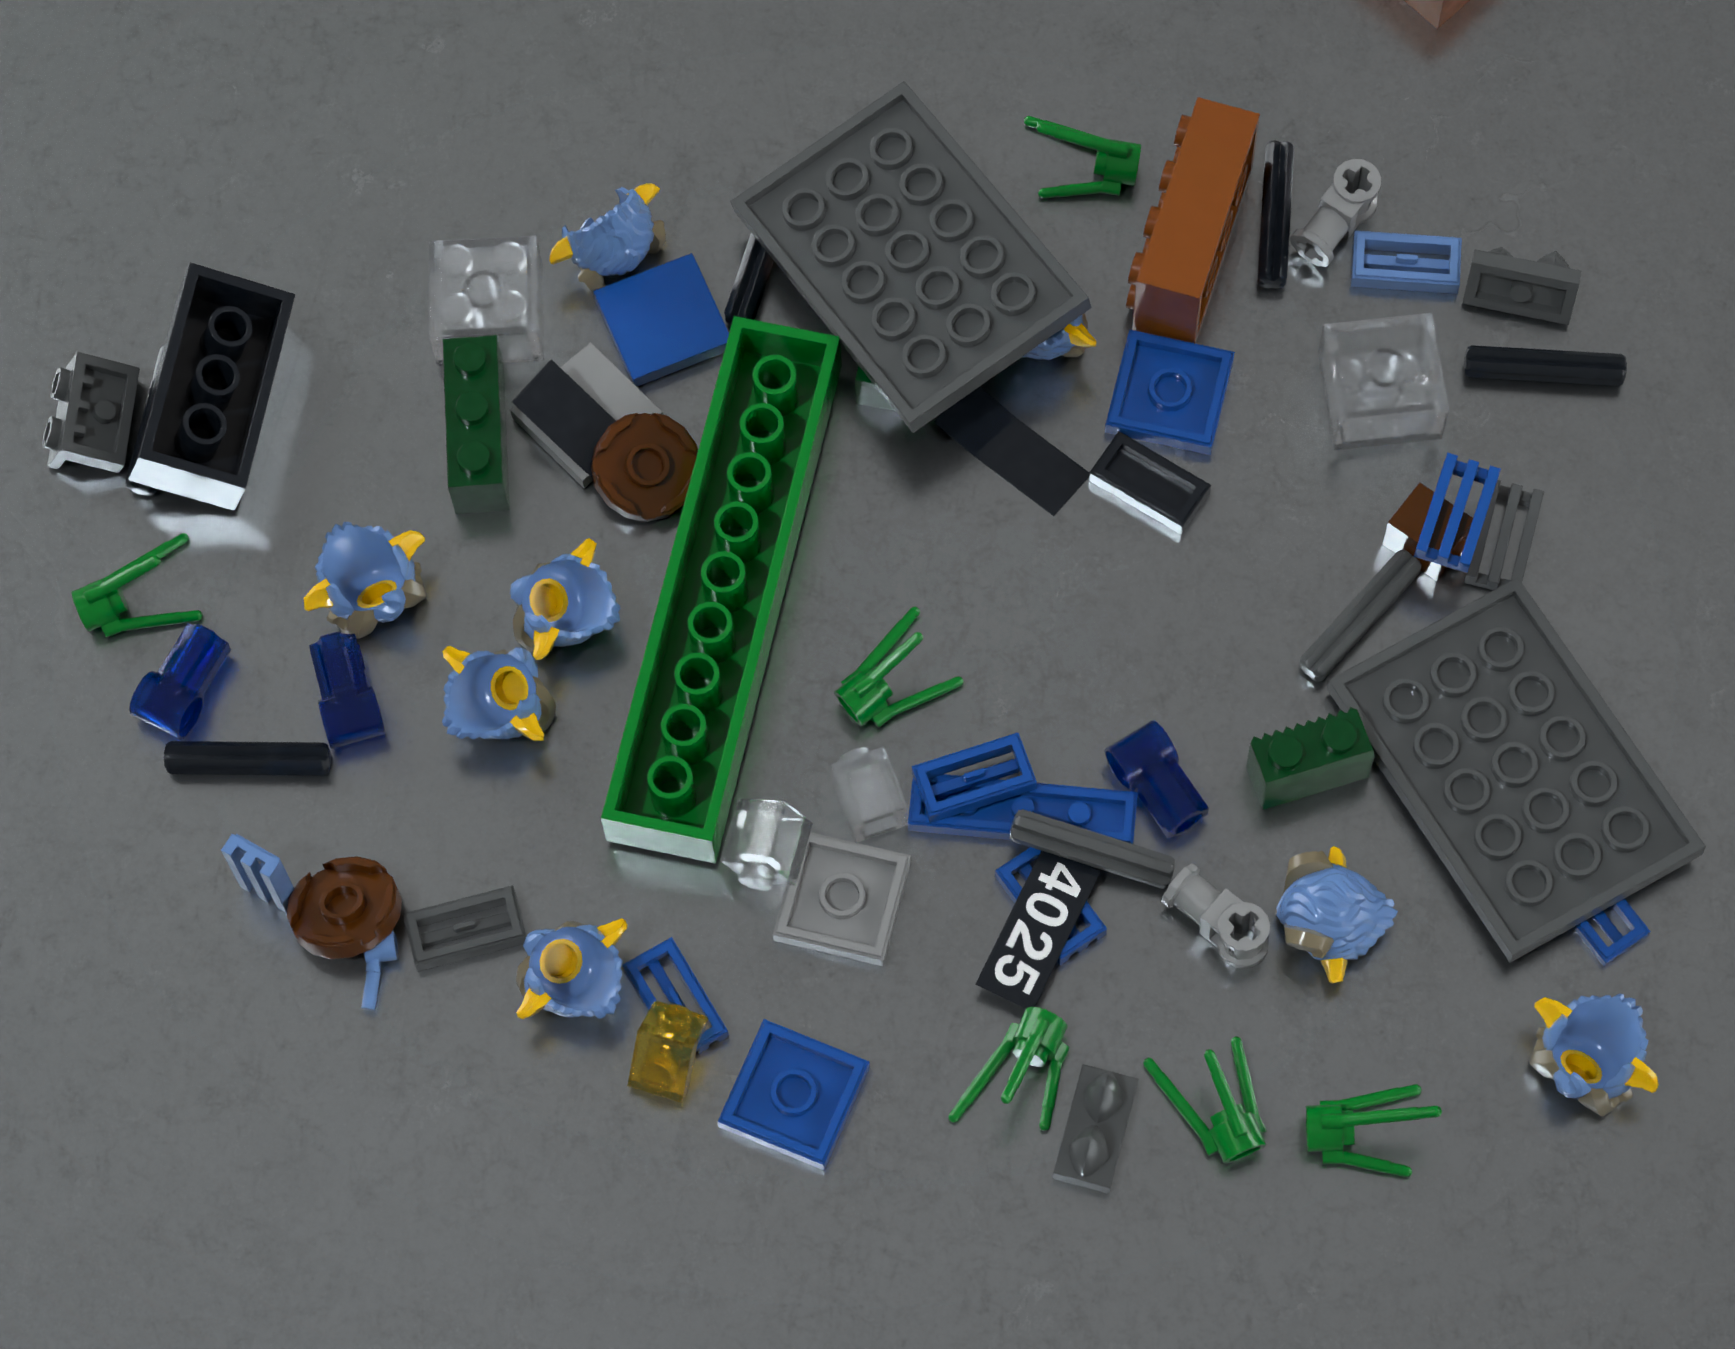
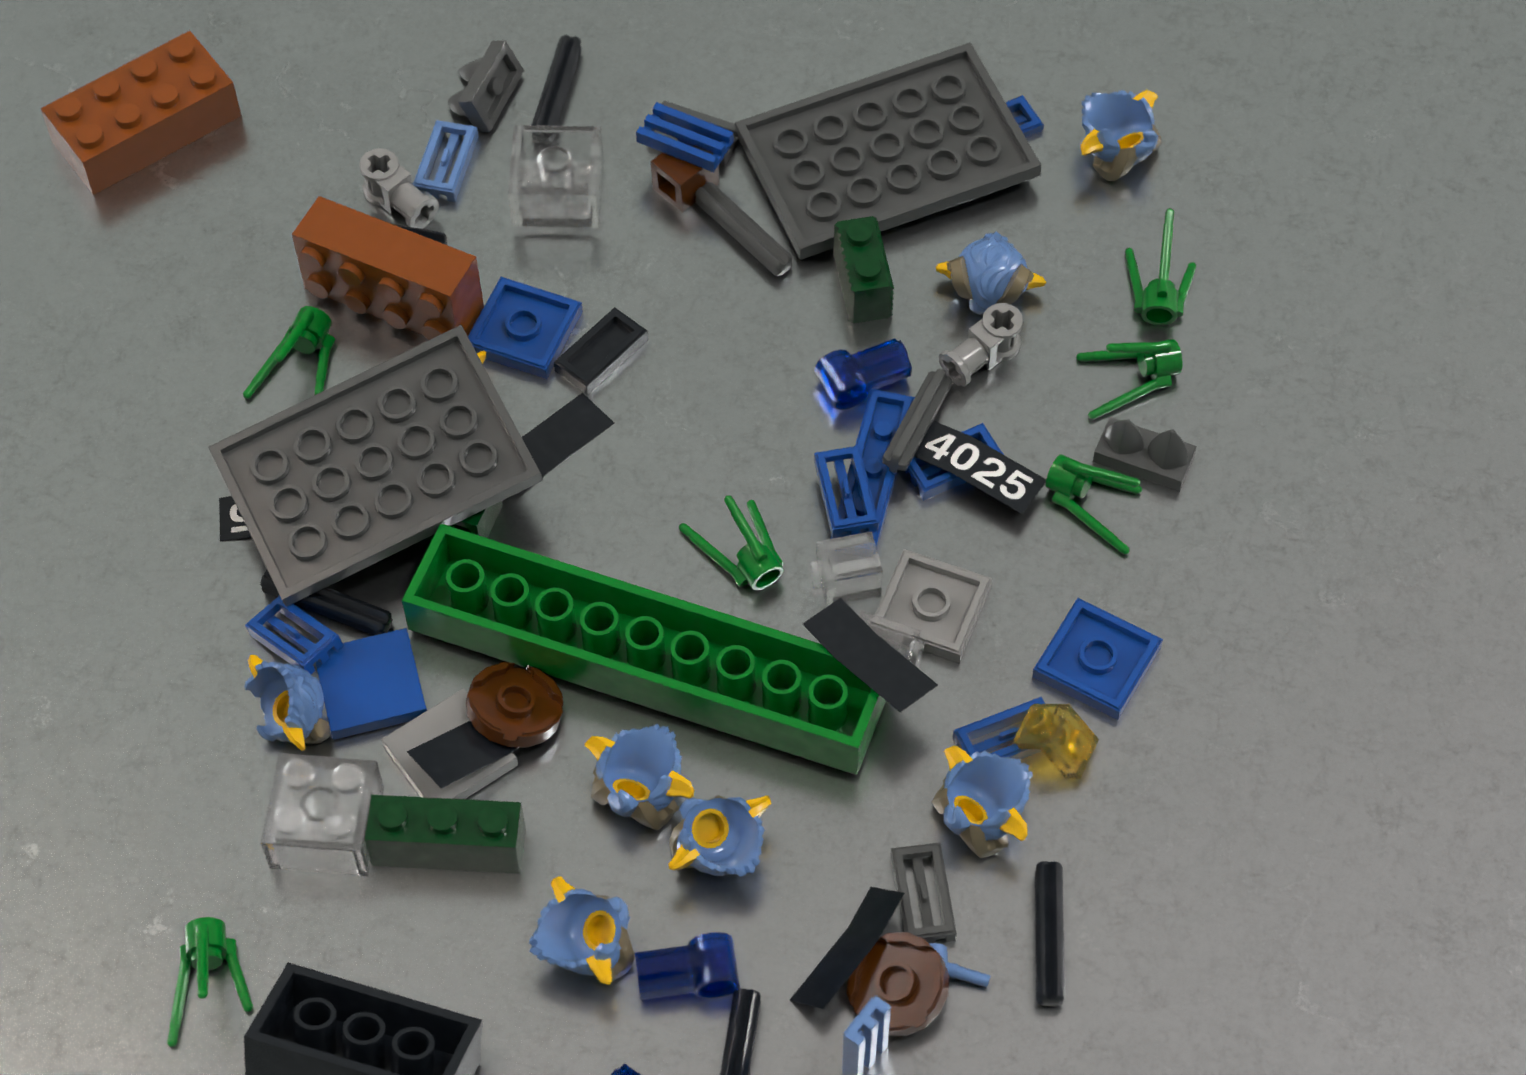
camera: 85 degrees left, 10 degrees down
(329, 225) = (204, 950): none -> green plant
(383, 853) = (850, 948): none -> black sticker
(427, 1067) = (1049, 934): none -> black axle
(685, 255) = (314, 652): none -> blue tile
(720, 815) = (868, 655): none -> black sticker

